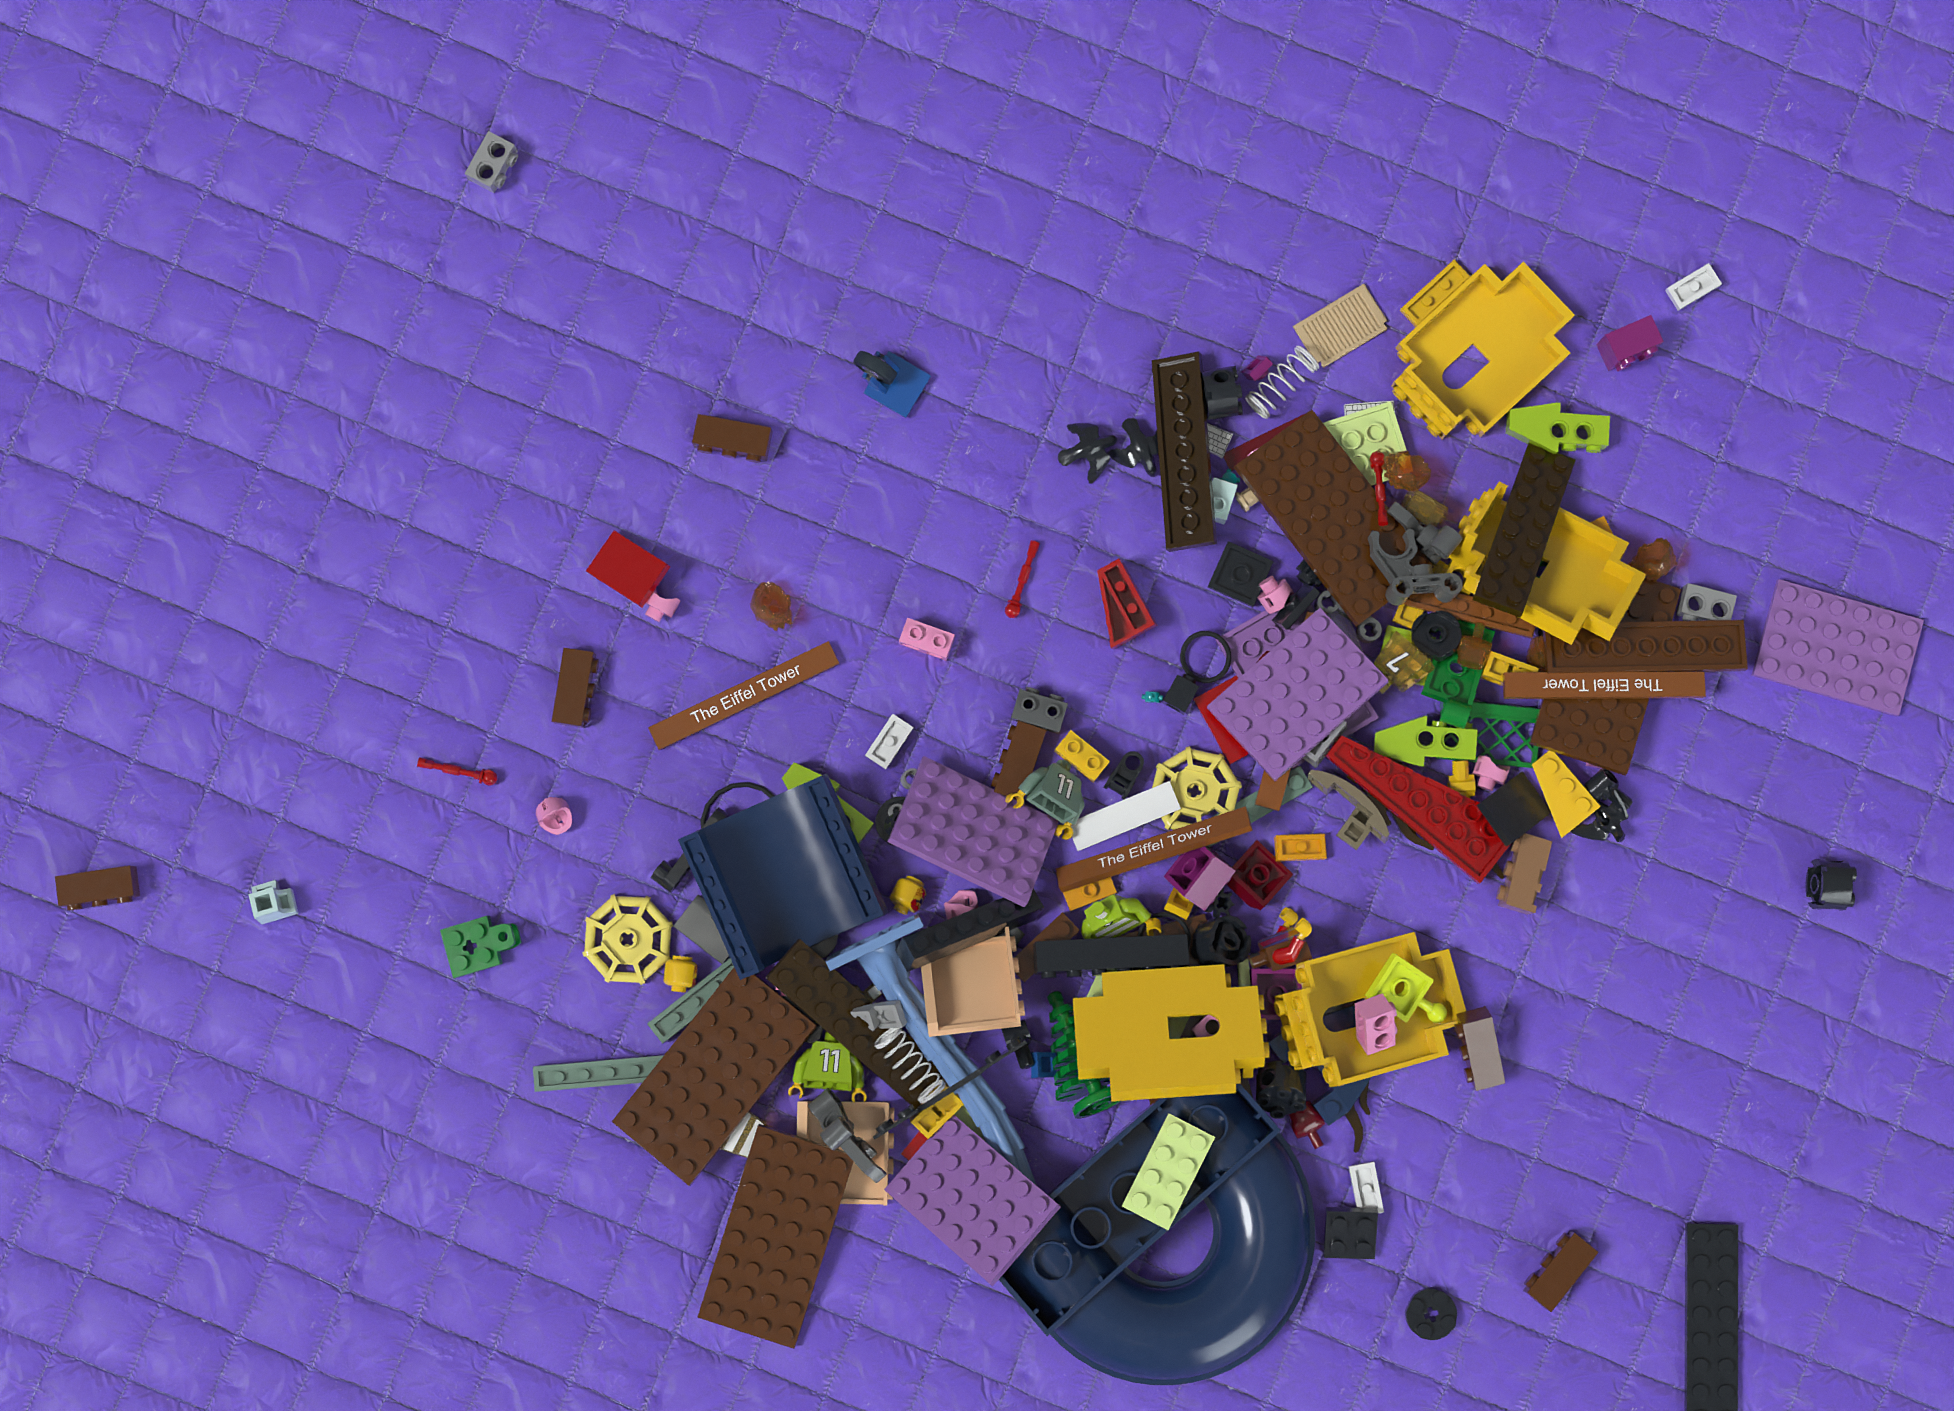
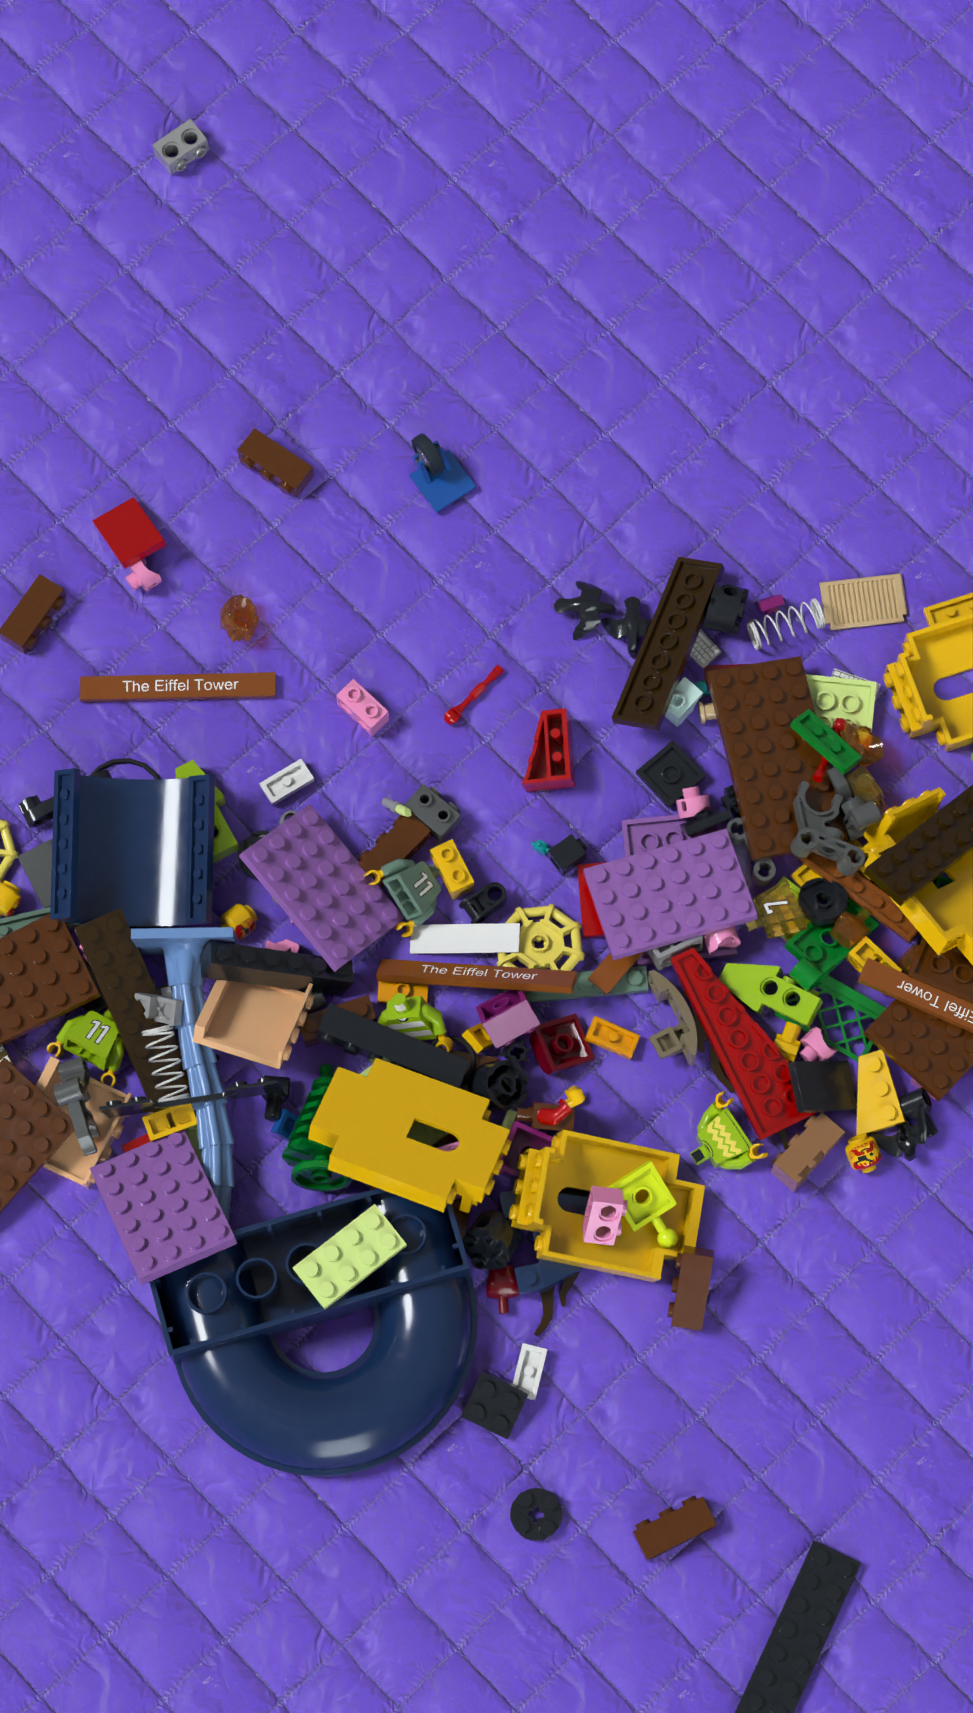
camera: 25 degrees right, 10 degrees down
(1003, 721) = (396, 807): none -> piece
(1227, 650) = (623, 843): black tyre -> none
(1357, 718) = (722, 938): none -> bright pink piece
(1375, 484) = (826, 741): none -> green plate
(1445, 897) = (723, 1139): none -> lime torso
(1575, 851) = (863, 1153): none -> yellow head

